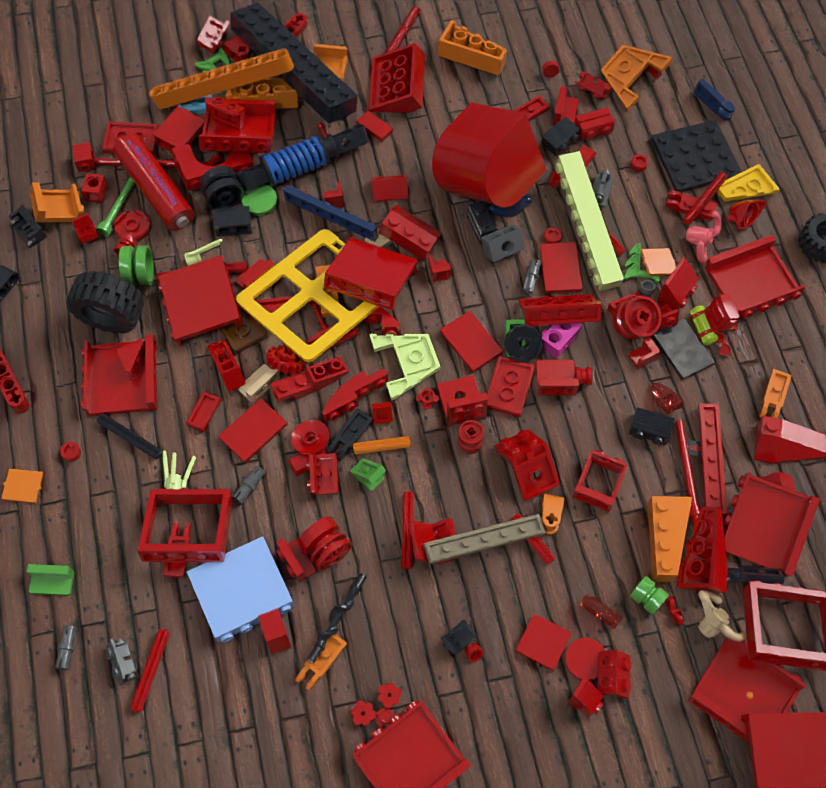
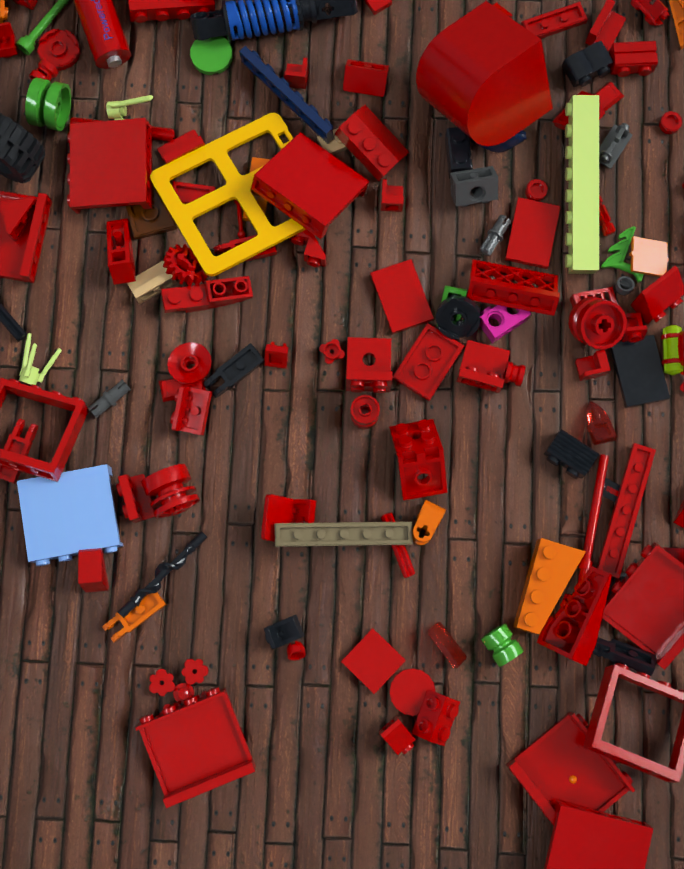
camera: 15 degrees right, 15 degrees up
(203, 411) = (82, 299): red tile -> none
(221, 187) = (168, 30): black wheel -> none
(232, 221) = (172, 74): black brick -> none
(252, 430) = (130, 336): red tile -> none
(347, 396) = (241, 326): red slope -> none
(368, 473) = (241, 421): bright green slope -> none
(381, 445) = (266, 392): orange axle -> none
(407, 544) = (268, 488): red axle -> none
(415, 358) = (332, 299): yellowish green wing -> none
(596, 498) = (480, 520): red window -> none
(674, 612) = (523, 667): red piece -> none
(716, 619) = (565, 692): tan piece -> none

